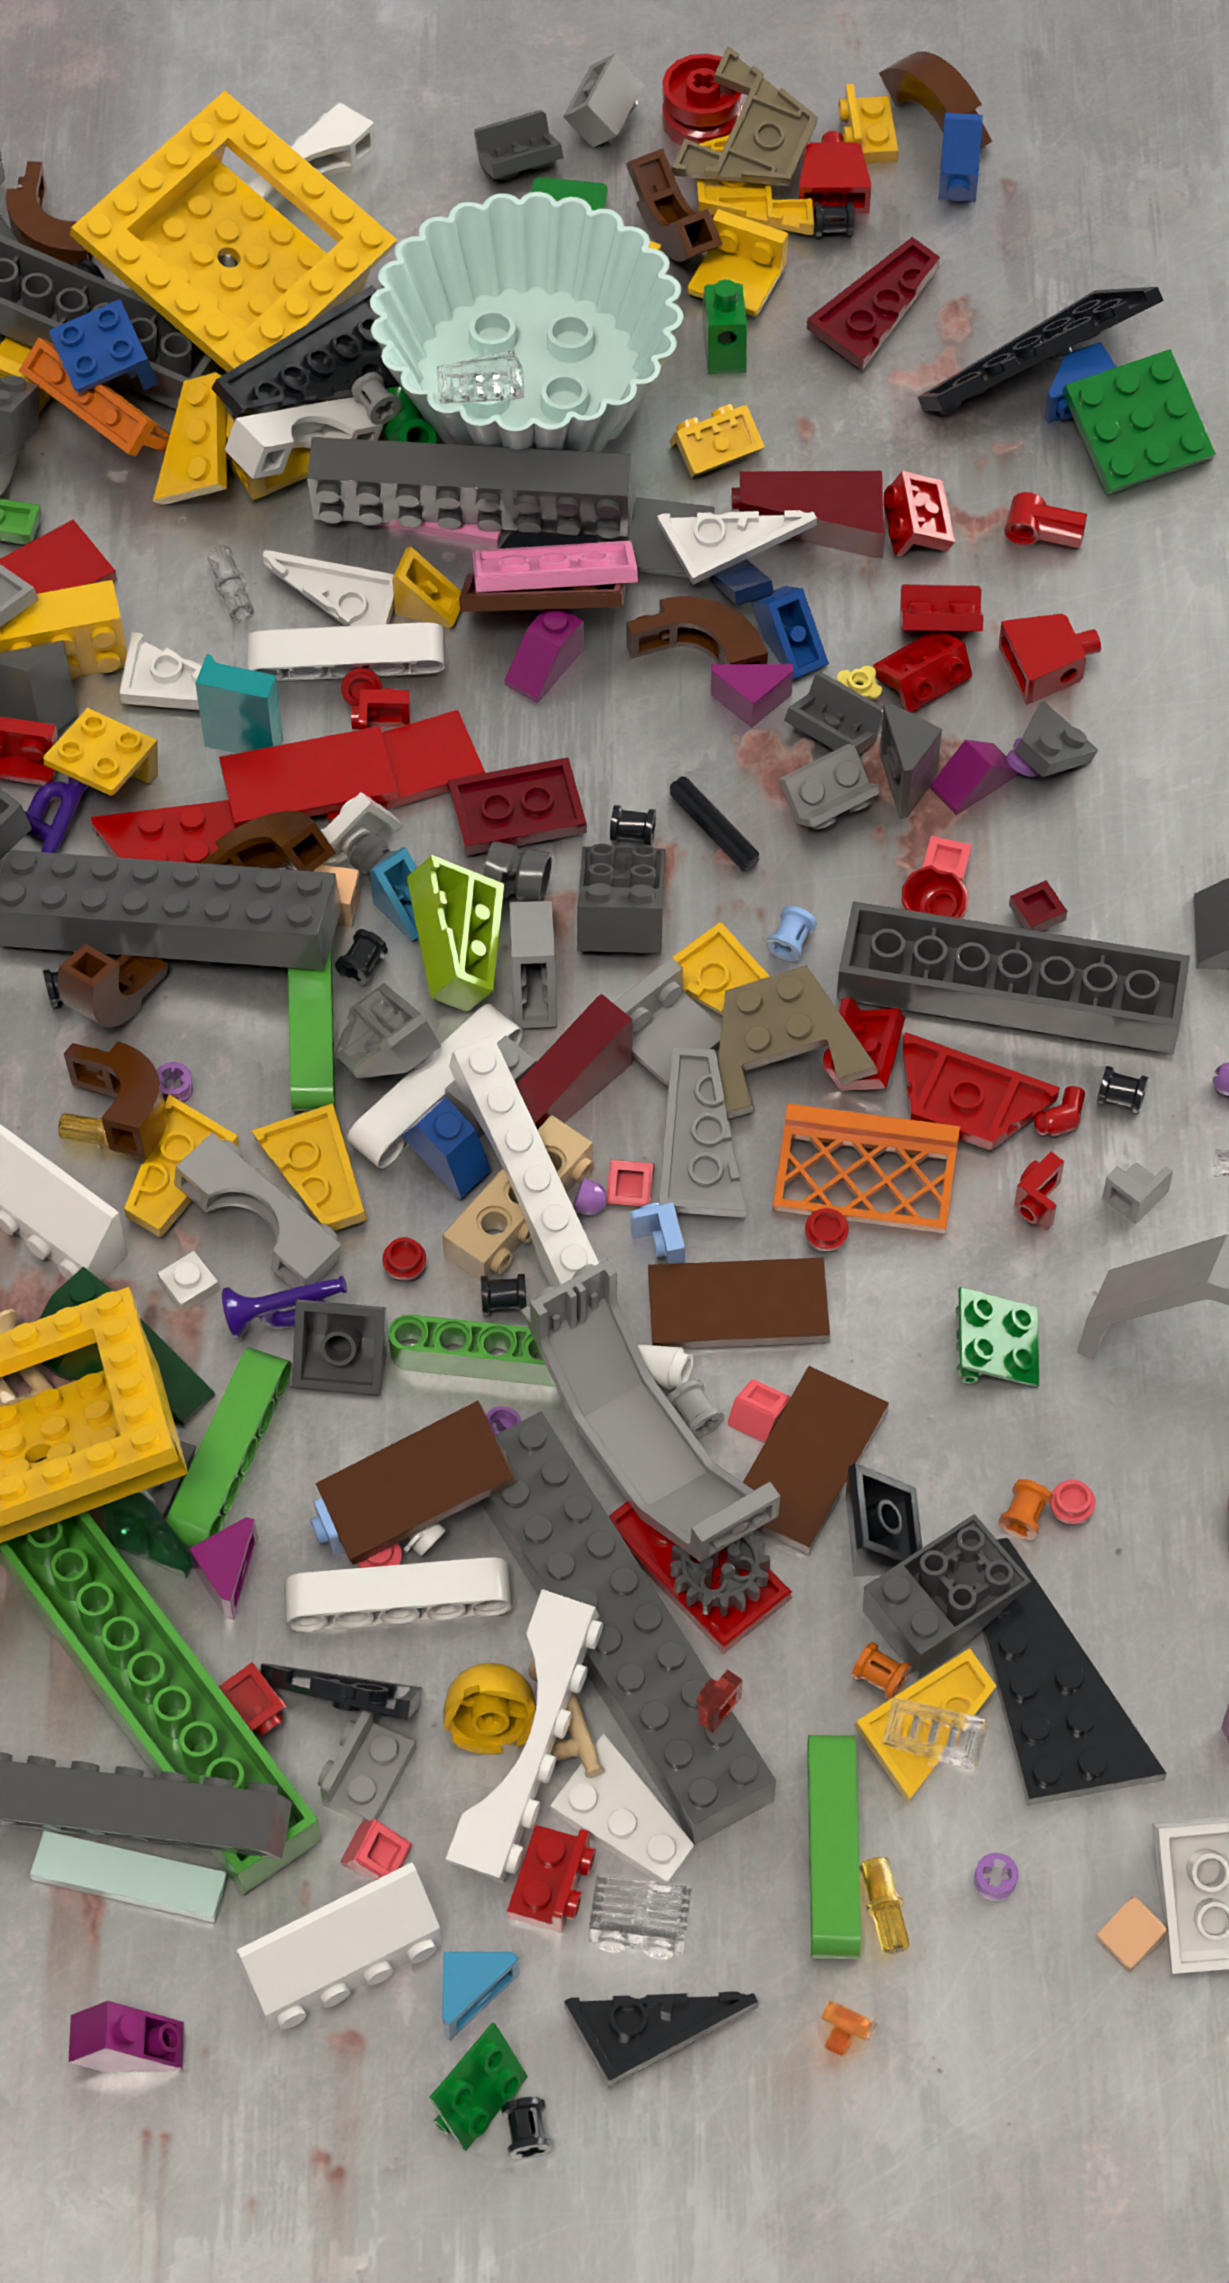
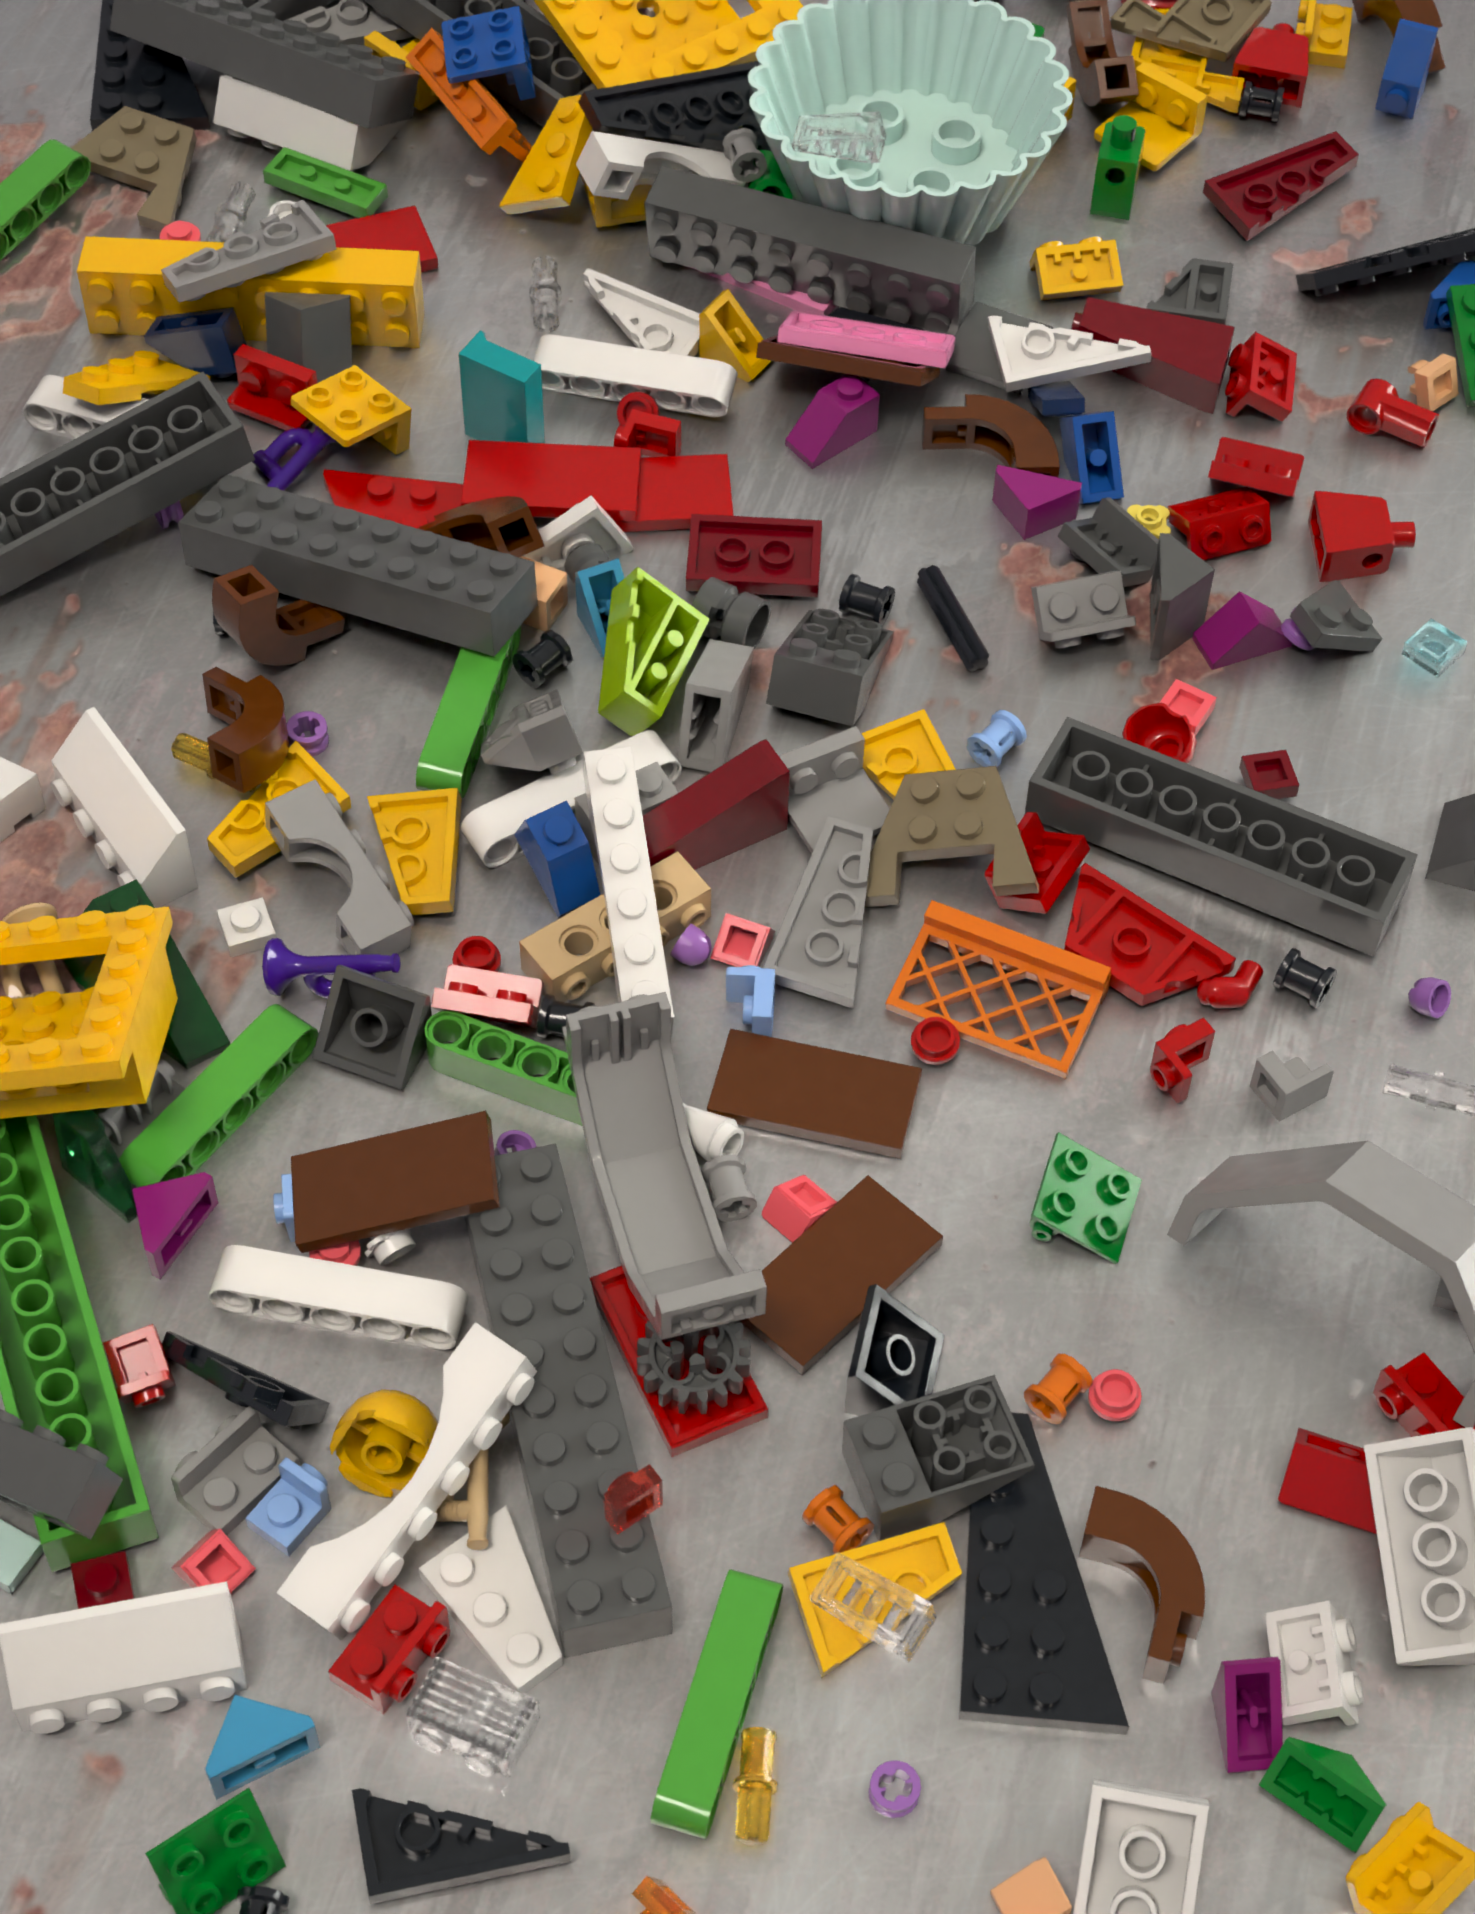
camera: 15 degrees right, 5 degrees down
(158, 677) = (433, 357): white wing -> none
(291, 1893) = (102, 1580): none -> dark red plate
(424, 1784) = (291, 1507): none -> light blue bracket
(430, 1289) = (490, 995): none -> bracket
(835, 440) = (1198, 292): none -> dark grey wing
(1073, 480) = (1434, 381): none -> light nougat tile
(1145, 747) = (1434, 647): none -> clear light blue plate
(1150, 1628) = (1157, 1554): none -> reddish brown arch

